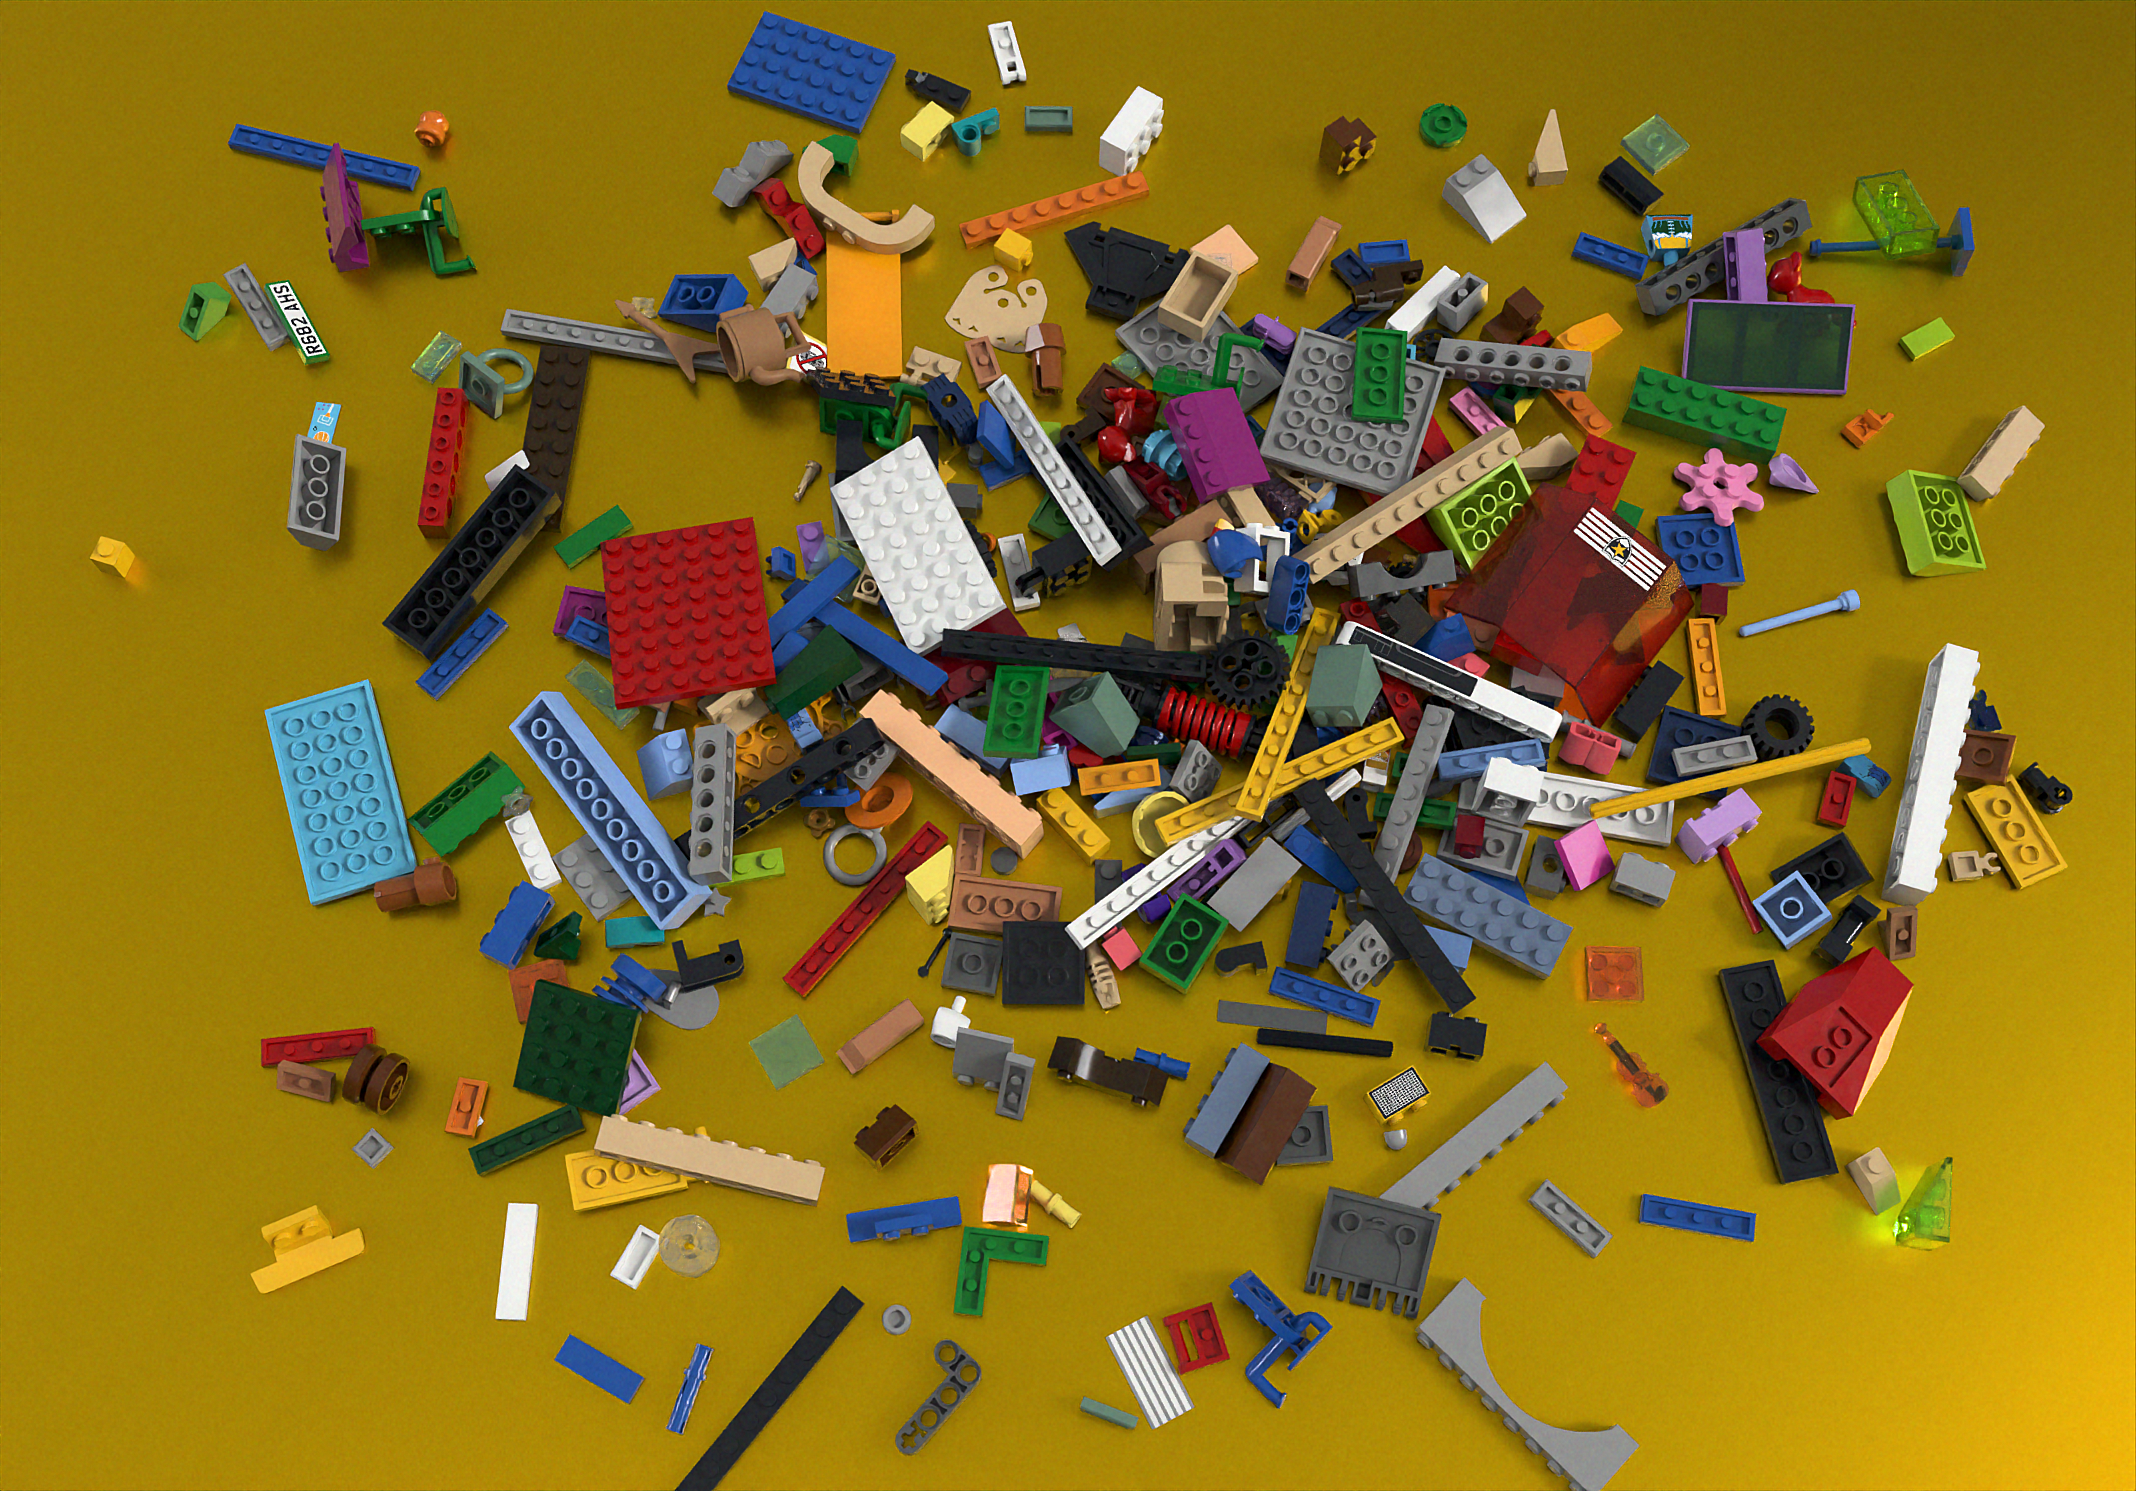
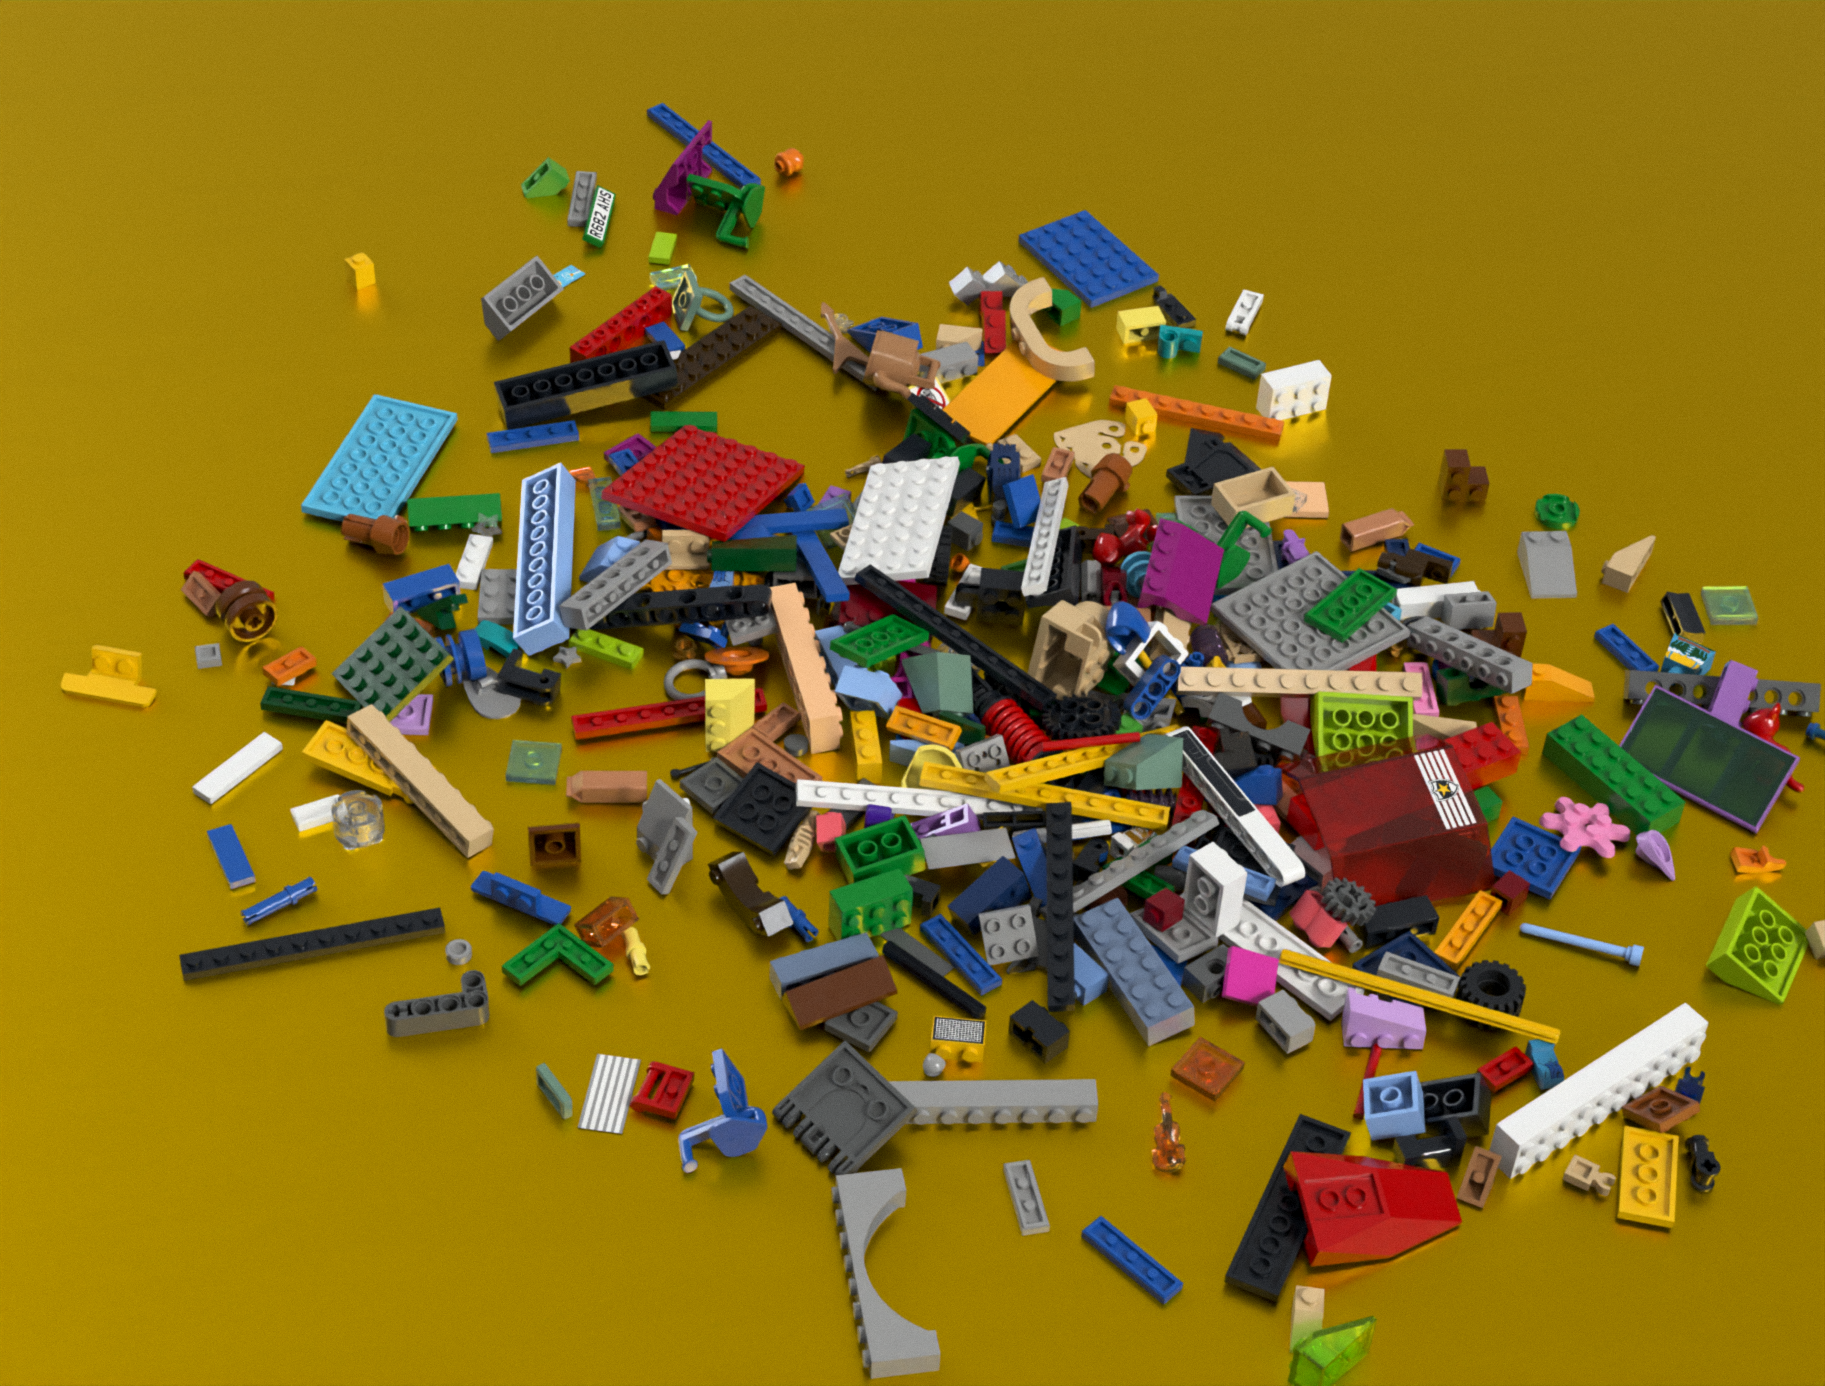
camera: 35 degrees right, 25 degrees down
(393, 322) = (662, 248): none -> lime tile
(490, 441) = (662, 332): none -> blue tile
(553, 671) = (582, 475): none -> clear orange tile
(1226, 1013) = (871, 905): none -> green brick
(1281, 696) = (1090, 741): none -> red bar
(1612, 720) = (1348, 901): none -> dark grey gear

